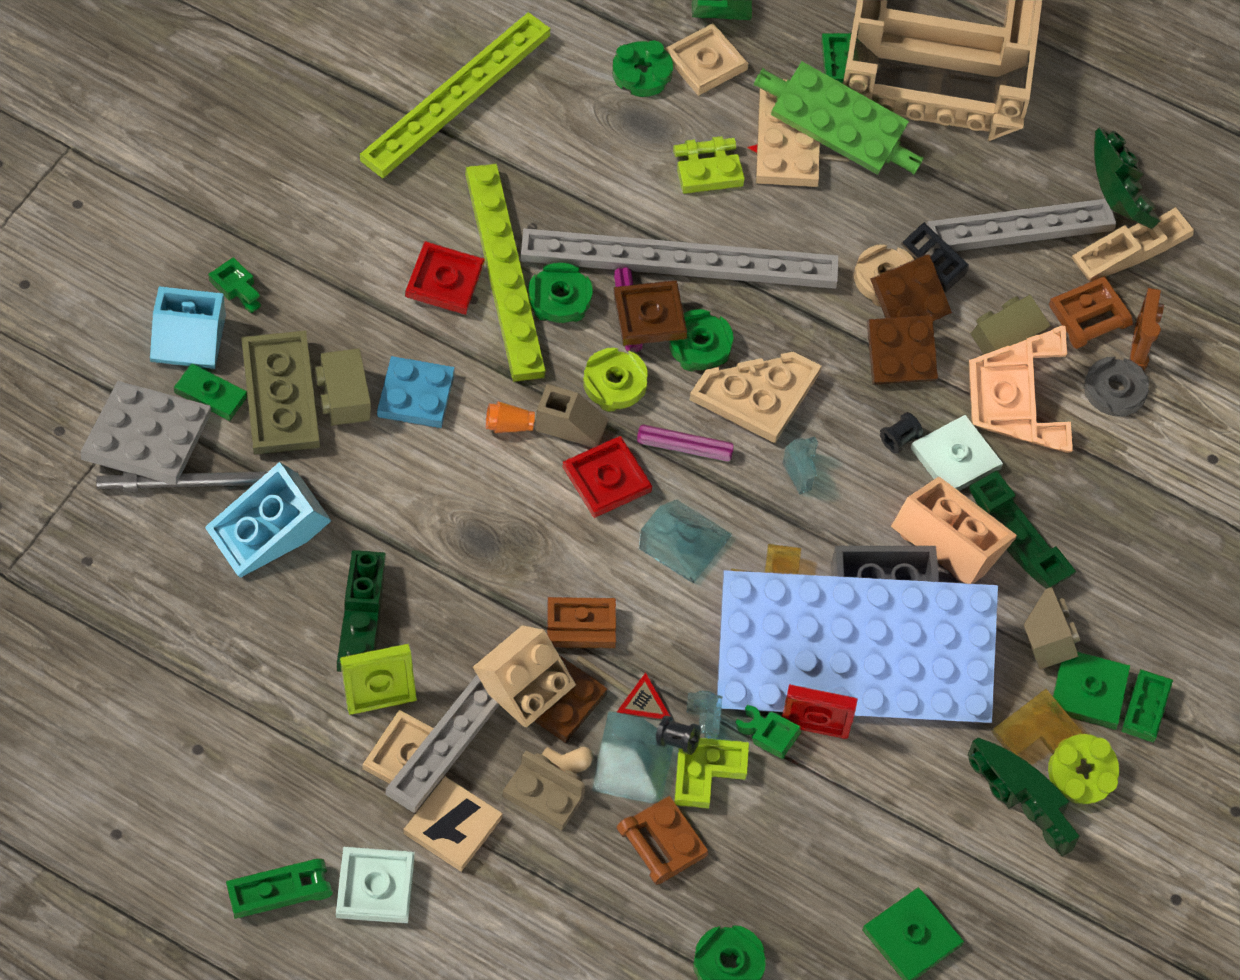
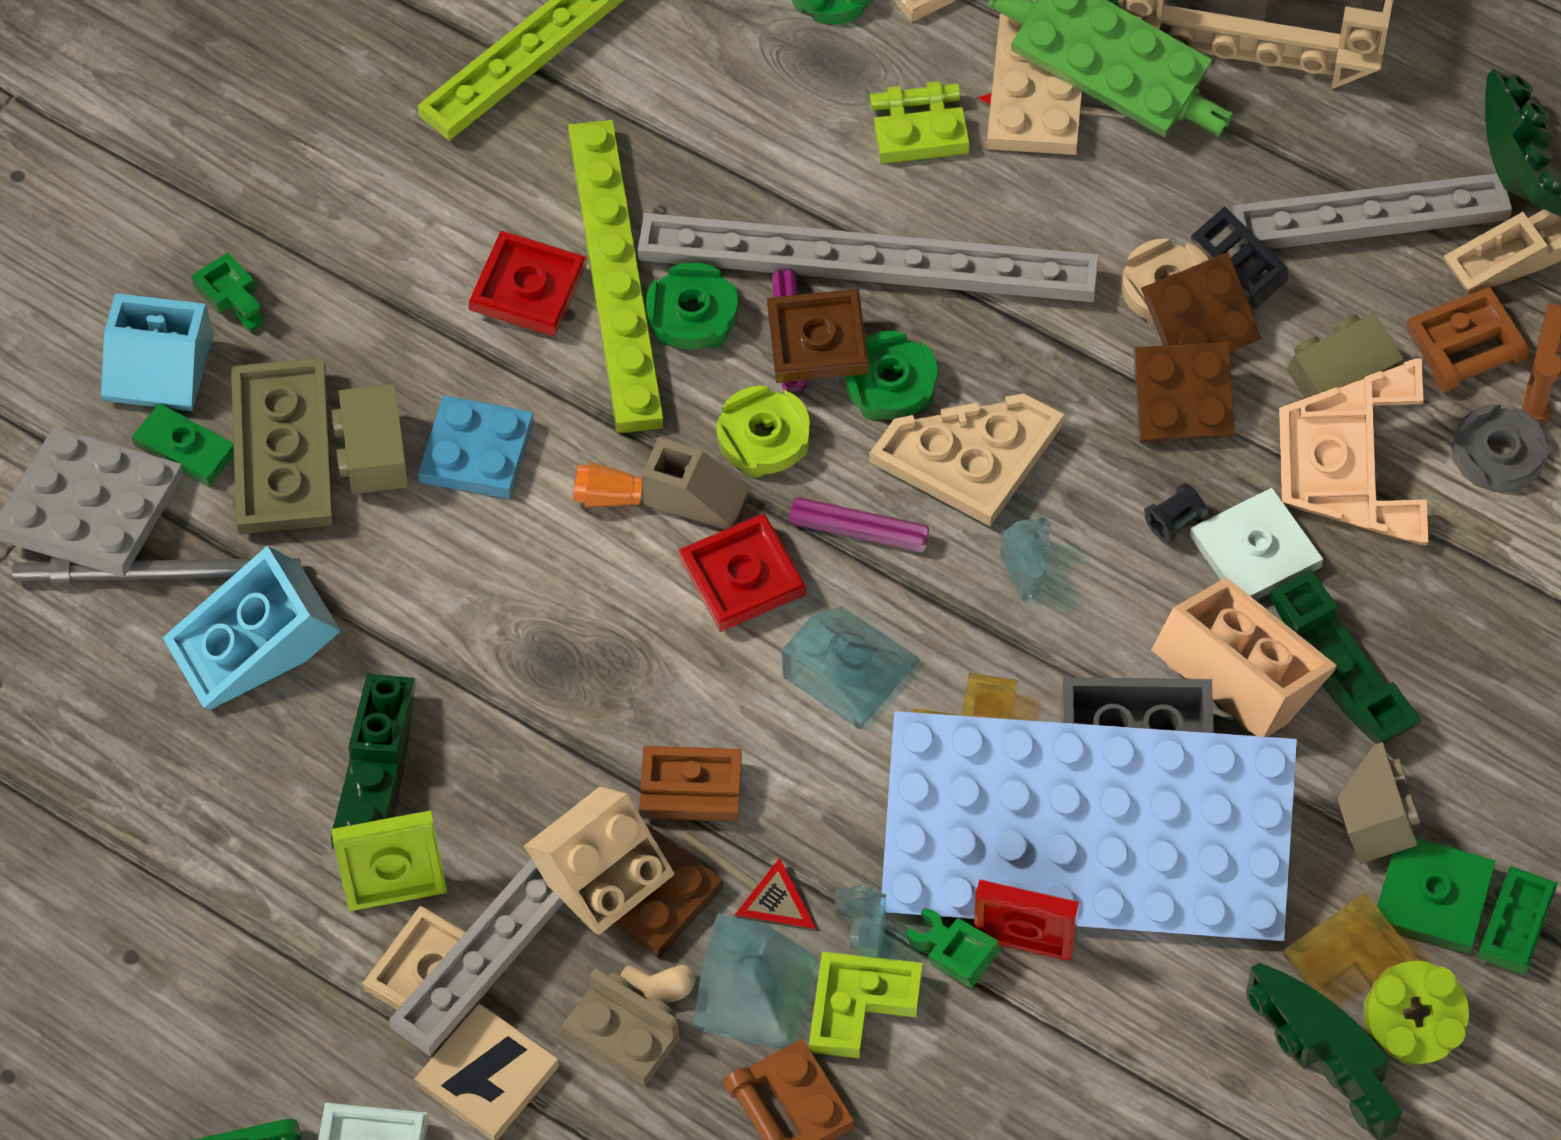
camera: 10 degrees right, 0 degrees up
(678, 735) = (817, 950): black bush -> none

